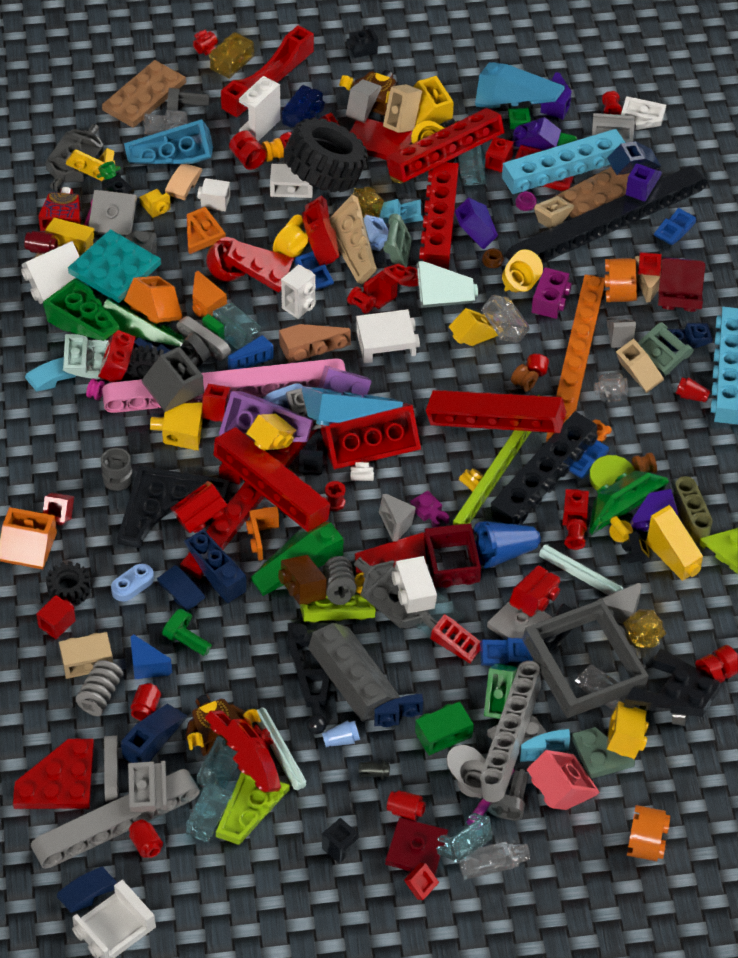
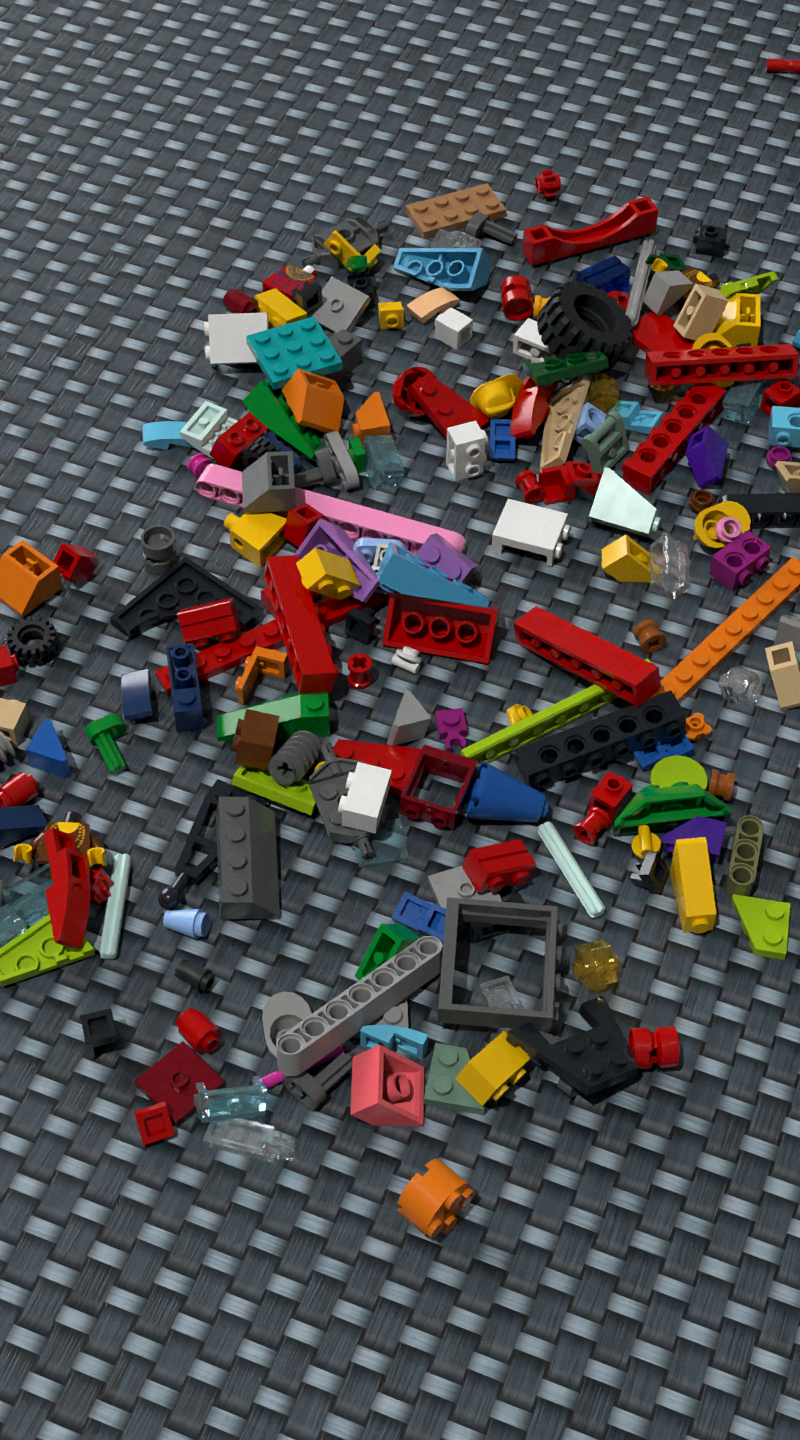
camera: 30 degrees right, 0 degrees up
(79, 312) = (232, 382): green wedge -> none
(88, 213) = (308, 297): none -> black tile
(134, 582) = (97, 668): light blue plate -> none
(202, 230) = (419, 351): orange wing -> none
(231, 55) = (566, 204): clear yellow brick -> none
(252, 354) = (383, 494): blue slope -> none
(263, 107) = (553, 260): white panel -> none
(311, 340) = (446, 505): nougat slope -> none
(328, 199) = (555, 369): none -> dark green wing
(331, 95) = (640, 282): none -> light grey axle
(344, 70) = (673, 261): none -> dark green plate
(389, 712) = (256, 922): dark blue slope -> none
(422, 72) = (751, 285): none -> lime wing
(444, 728) = (298, 967): green brick -> none
(454, 628) = (374, 861): red slope -> none
(534, 269) = (732, 524): none -> bright pink plate
(538, 363) = (674, 629): red piece -> none
(624, 602) = (590, 924): light grey slope -> none

